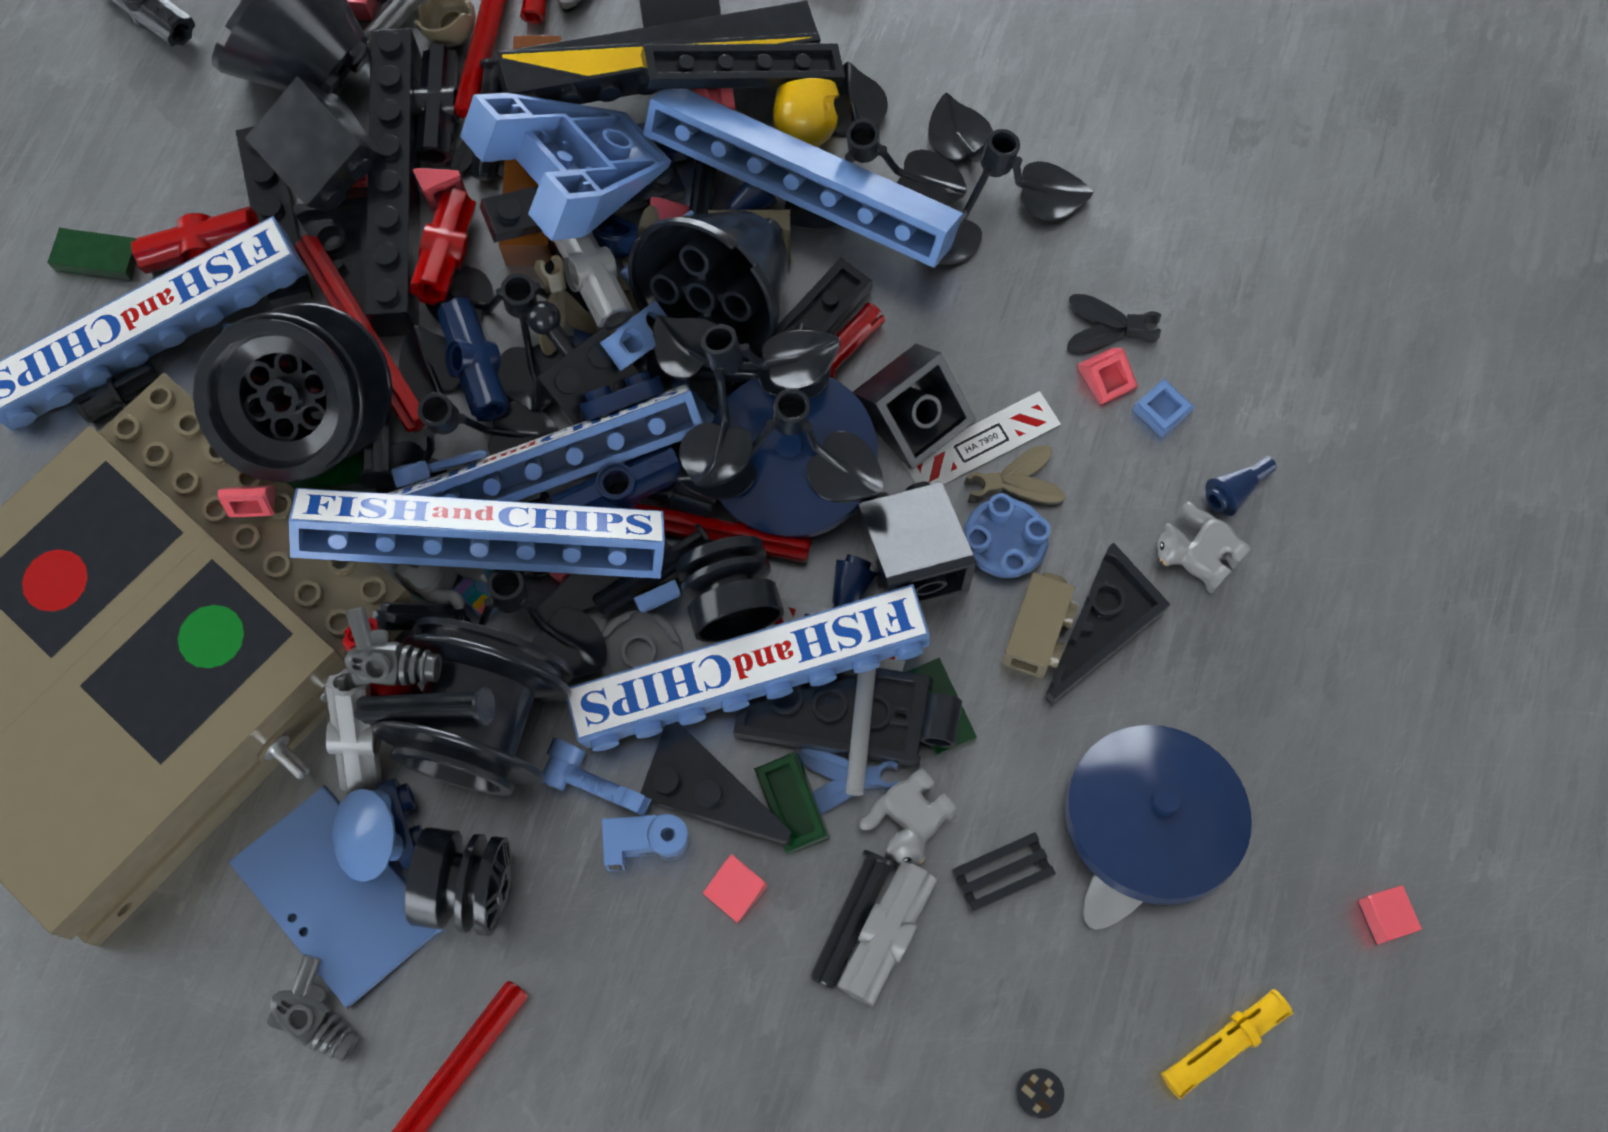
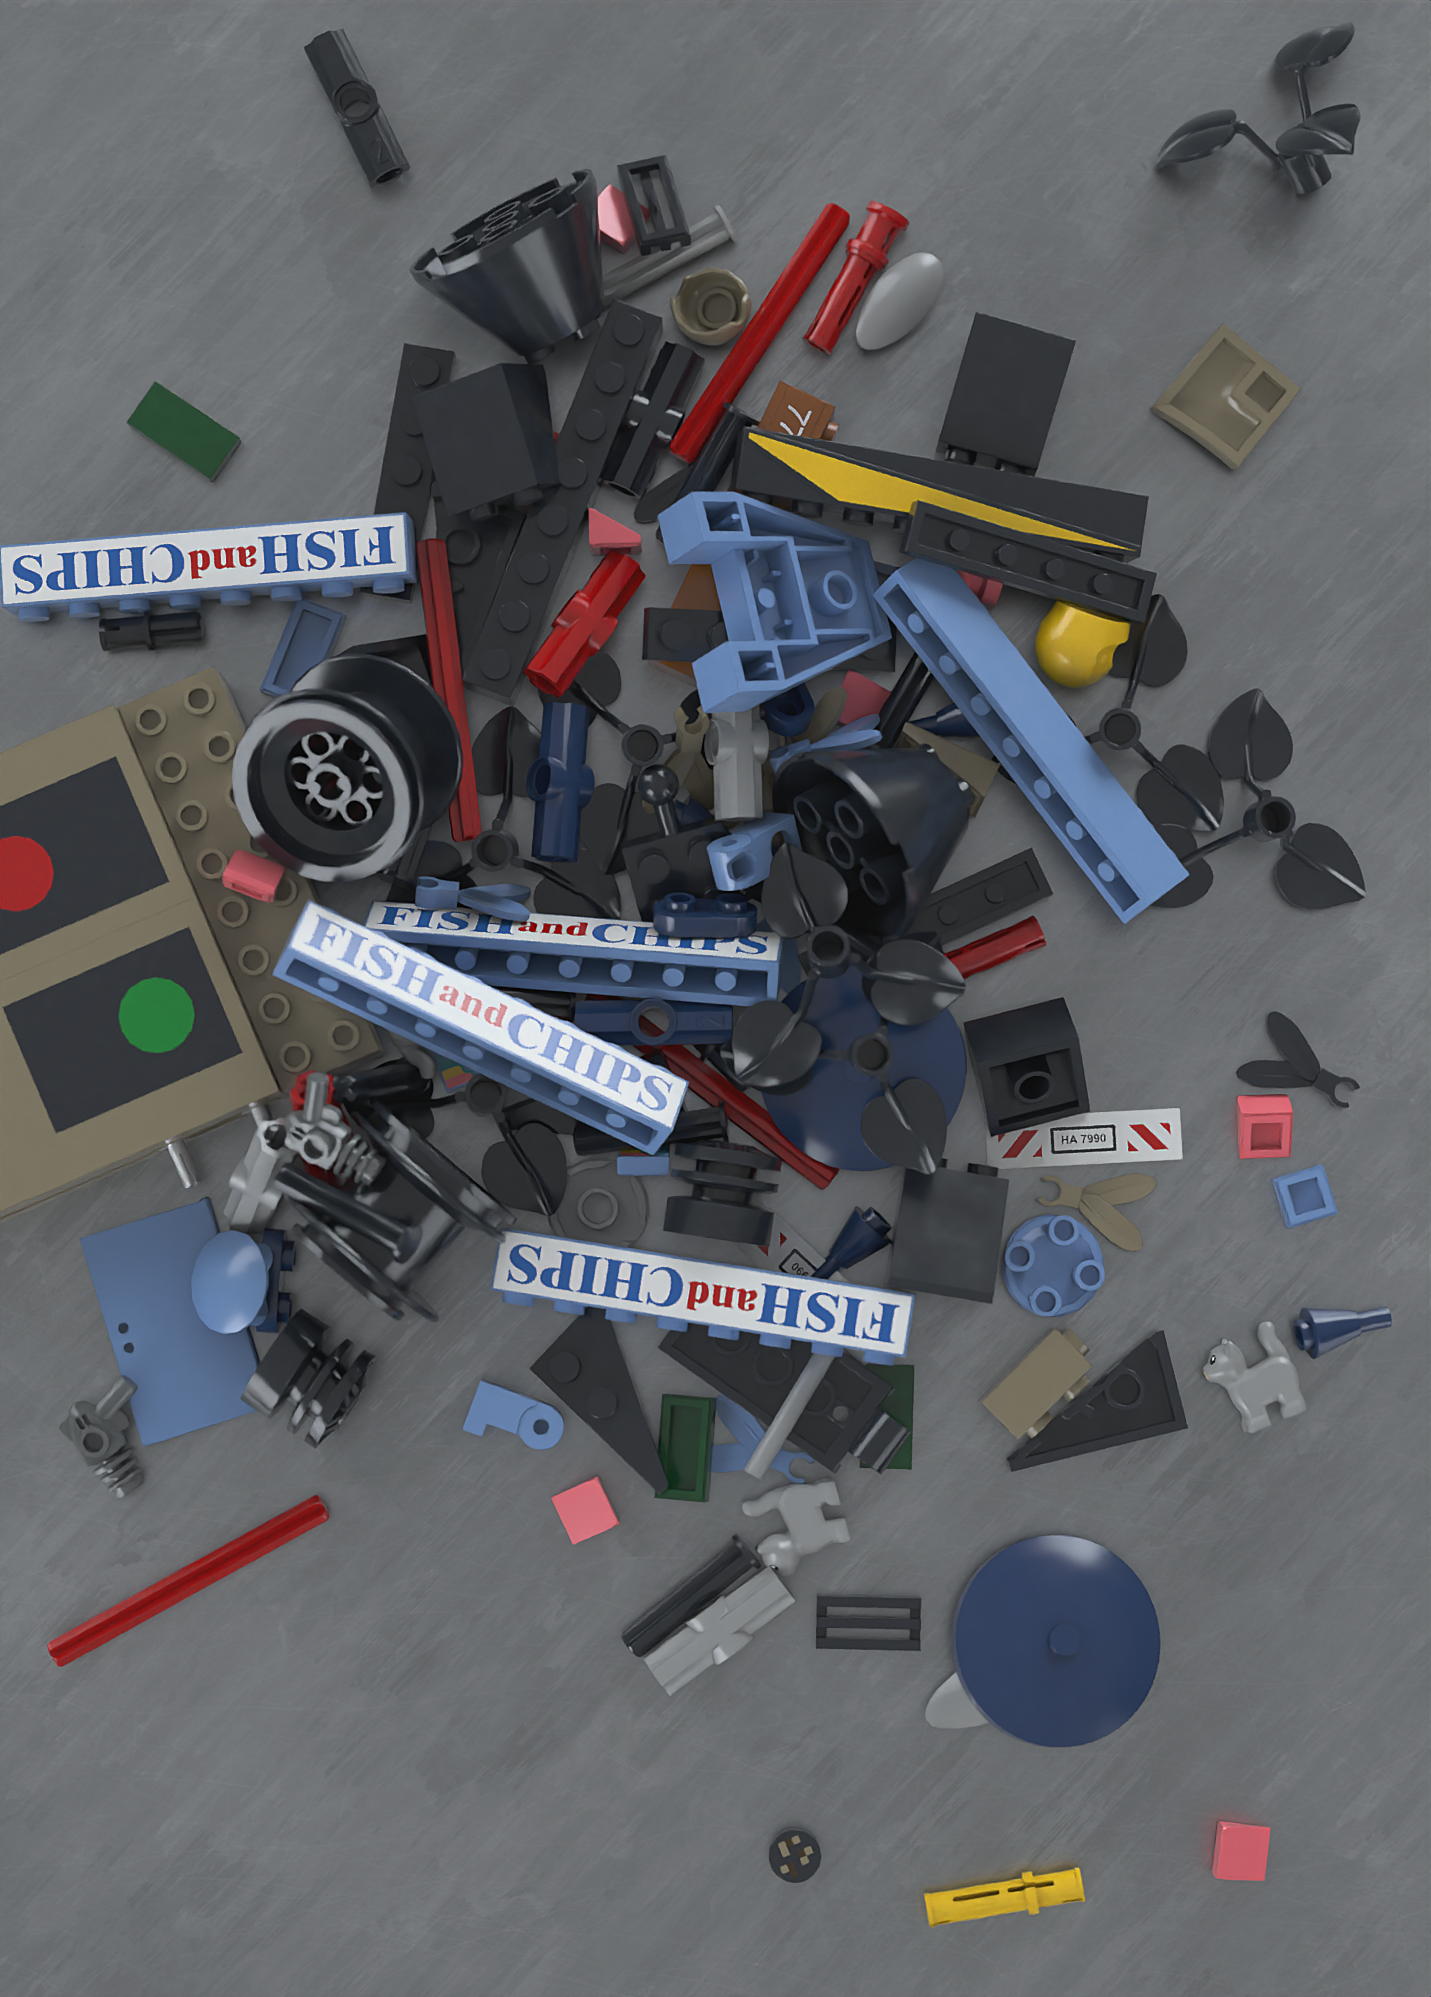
camera: 25 degrees right, 15 degrees up
(190, 238) = (307, 479): red piece -> none
(564, 768) = (465, 1300): medium blue brick -> none

